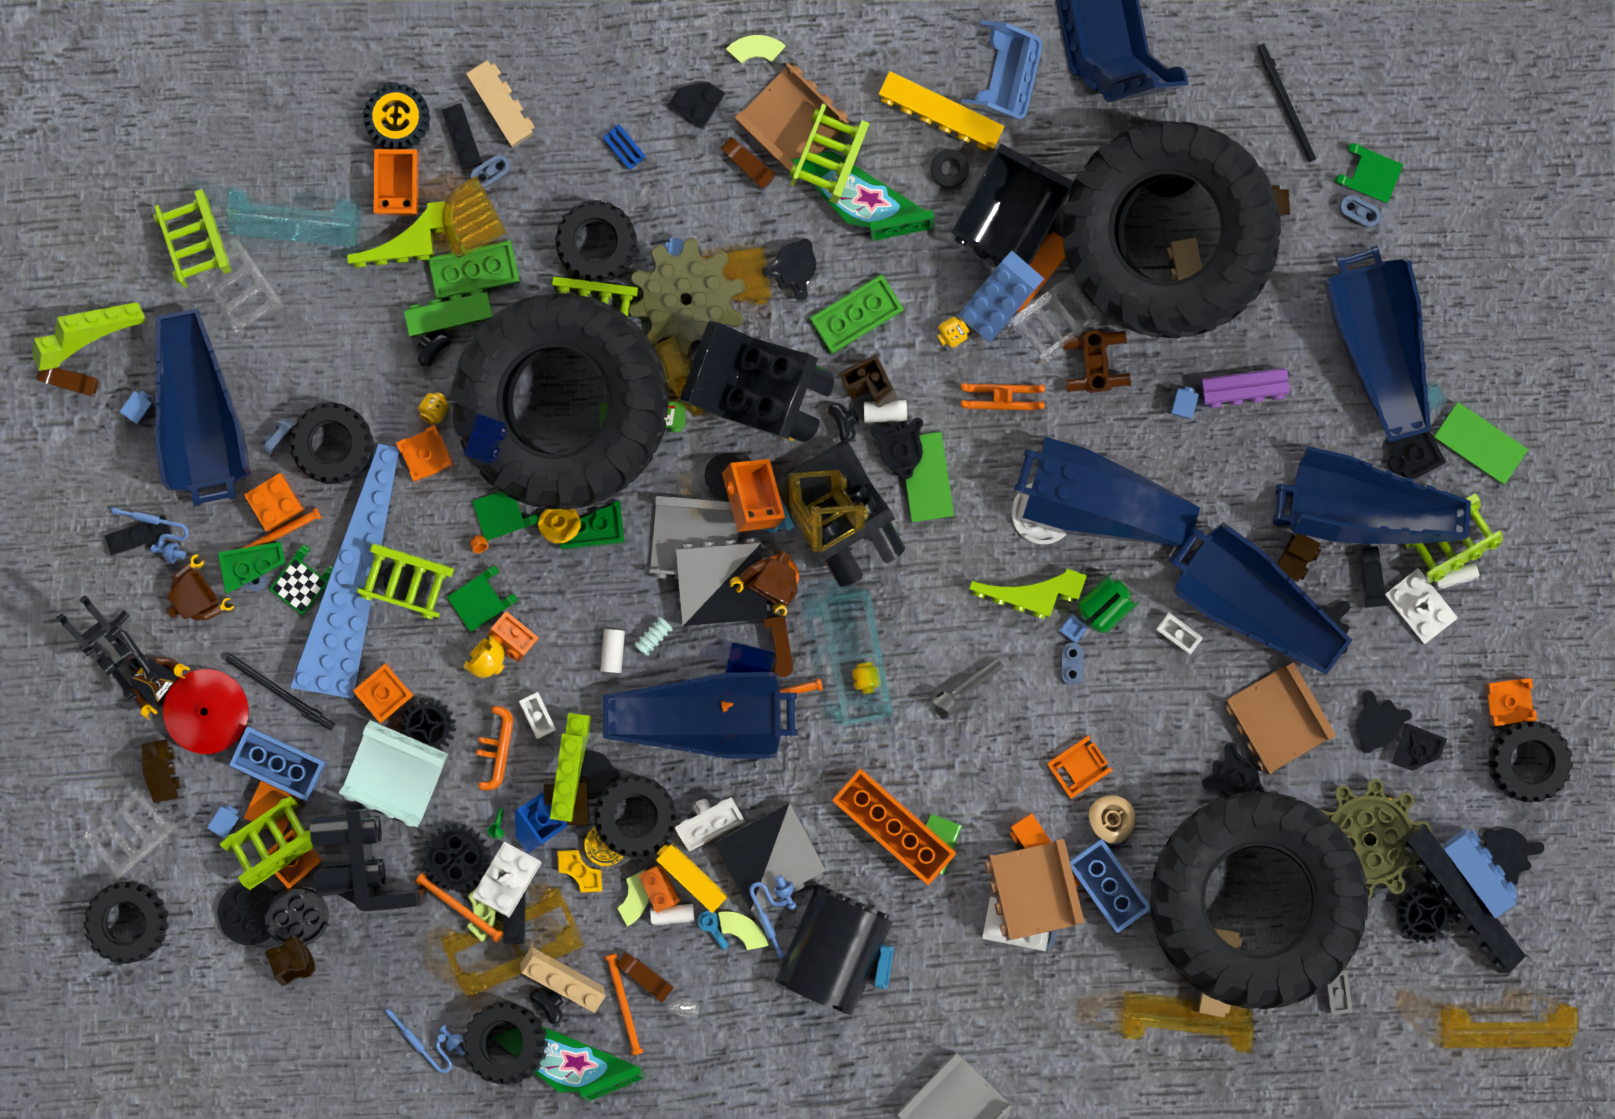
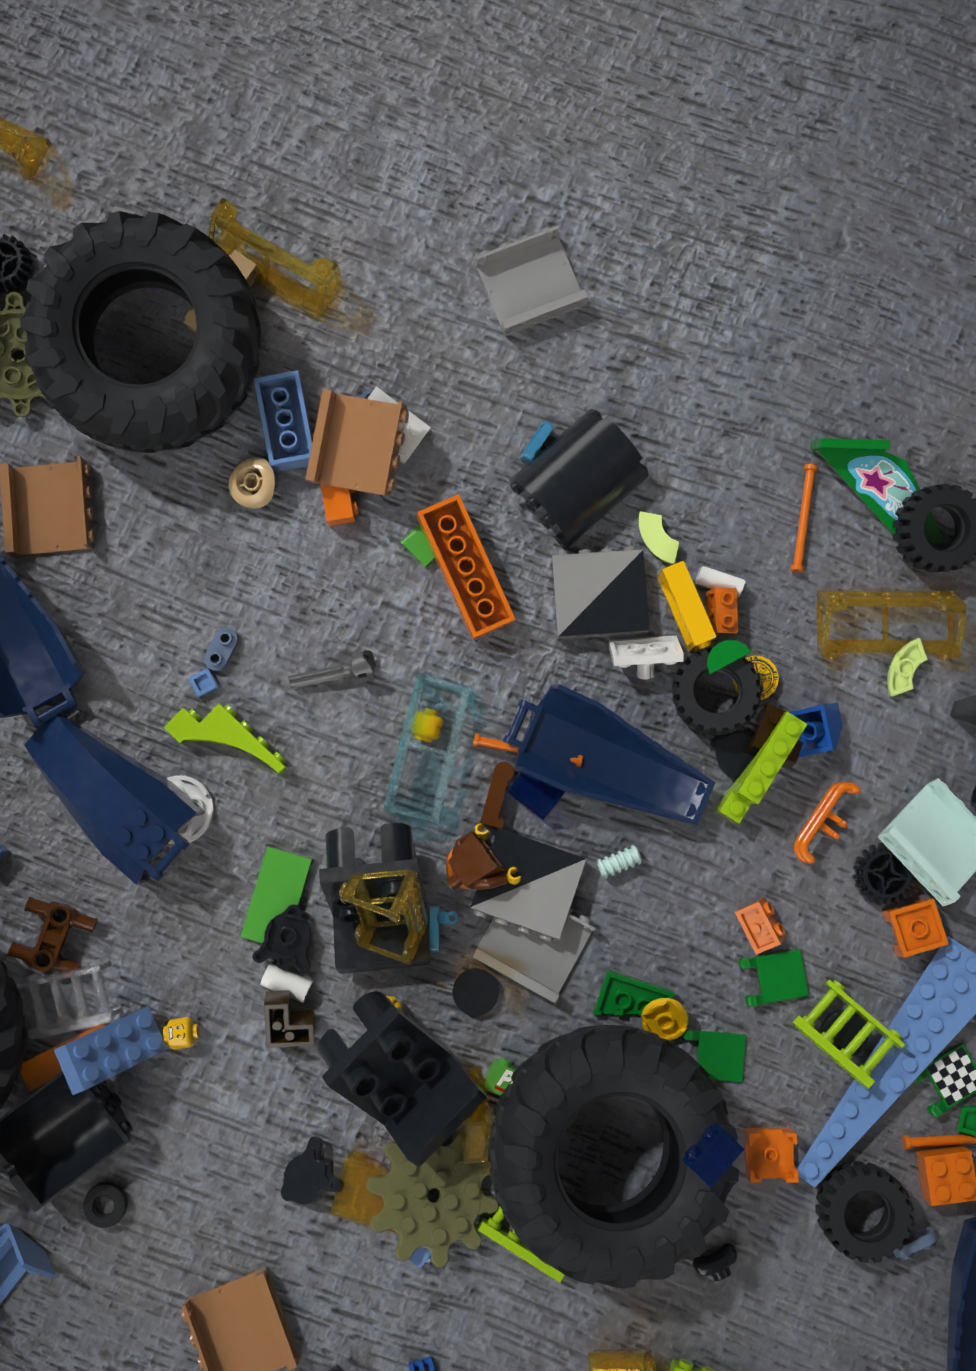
camera: 155 degrees left, 5 degrees down
(422, 880) = (928, 681): orange bar -> none
(433, 408) = (743, 1199): yellow head -> none
(448, 314) = (689, 1292): bright green brick -> none
(470, 871) = (917, 750): black gear -> none
(479, 270) = (638, 1324): bright green tile -> none
(479, 544) = (754, 1035): orange hinge -> none
(486, 659) = (797, 914): yellow cylinder -> none
(494, 829) = (859, 741): green hand -> none
(506, 879) = (869, 686): white plate -> none
(515, 926) = (874, 652): black plate -> none
(537, 715) = (769, 835): white brick -> none
(549, 1003) = (876, 550): black piece -> none
(562, 979) = (857, 564): tan brick -> none
(588, 878) = (796, 674): yellow tile -> none
(596, 212) = (499, 1332): black tyre -> none
(612, 651) = (666, 865): white brick -> none
(636, 900) = (749, 610): yellowish green tile -> none
(642, 848) = (725, 654): none -> green tile
(645, 976) = (771, 534): reddish brown leg -> none
(684, 1008) = (746, 487): clear cone -> none
(709, 922) = (686, 555): dark azure plate -> none
(748, 163) = (306, 1307): reddish brown leg -> none
(753, 495) = (456, 959): orange piece -> none
(782, 890) = (603, 553): medium blue piece -> none
(845, 420) = (330, 992): black piece -> none
(848, 151) = (195, 1274): lime fence -> none
(856, 314) = (269, 1096): bright green tile -> none
(870, 202) = (204, 1213): piece -> none
(940, 111) = (85, 1271): yellow brick -> none
(1002, 396) = (162, 943): orange piece -> none
(1082, 764) = (258, 547): orange container -> none
(1099, 596) = (158, 690): green cylinder -> none
(1179, 633) = (102, 631): white brick -> none
(1234, 774) = (118, 472): black tile -> none

